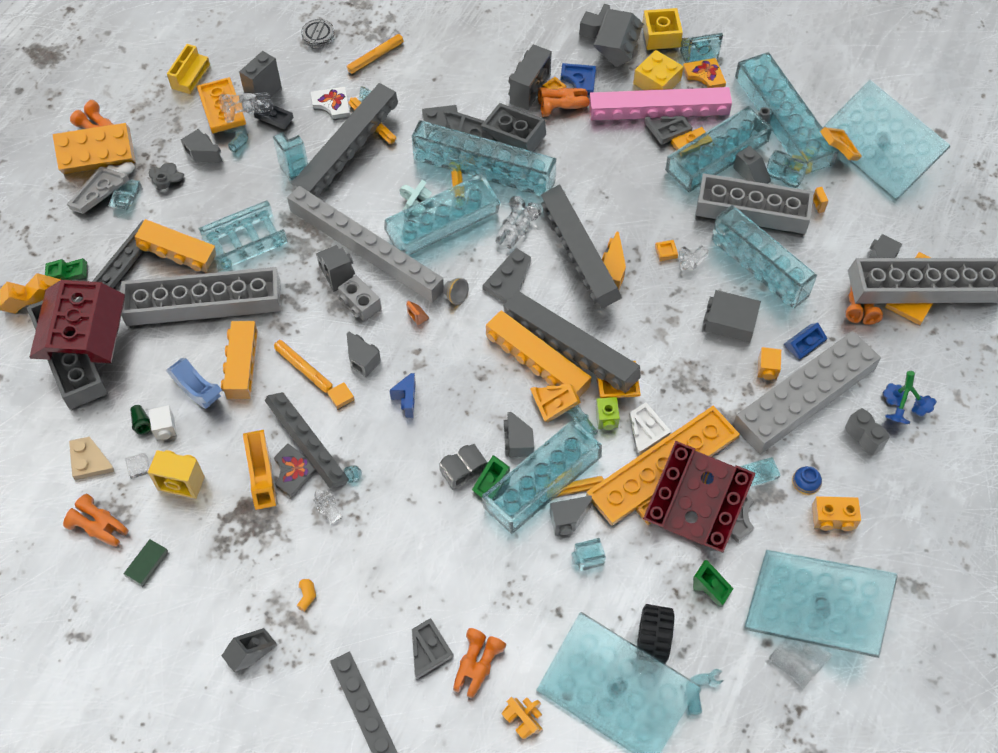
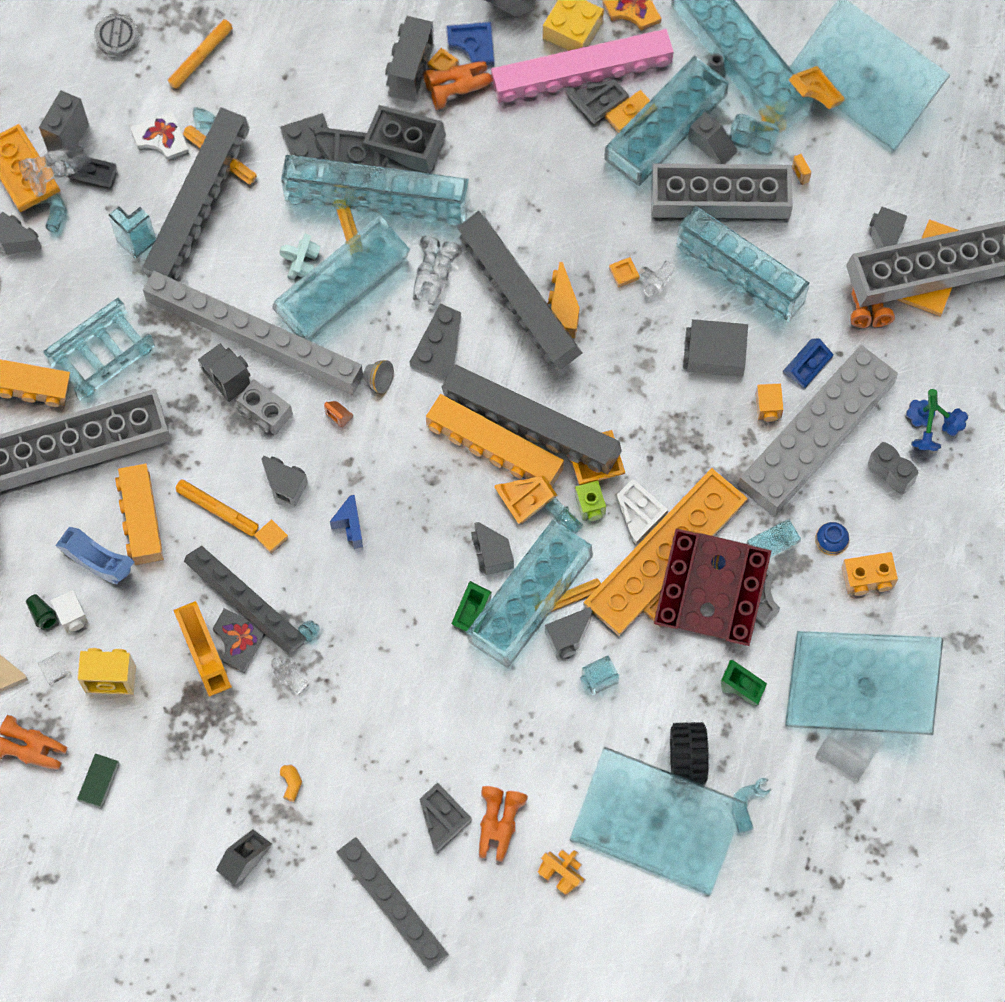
camera: 10 degrees left, 10 degrees up
(463, 465) = (435, 596): dark grey brick -> none

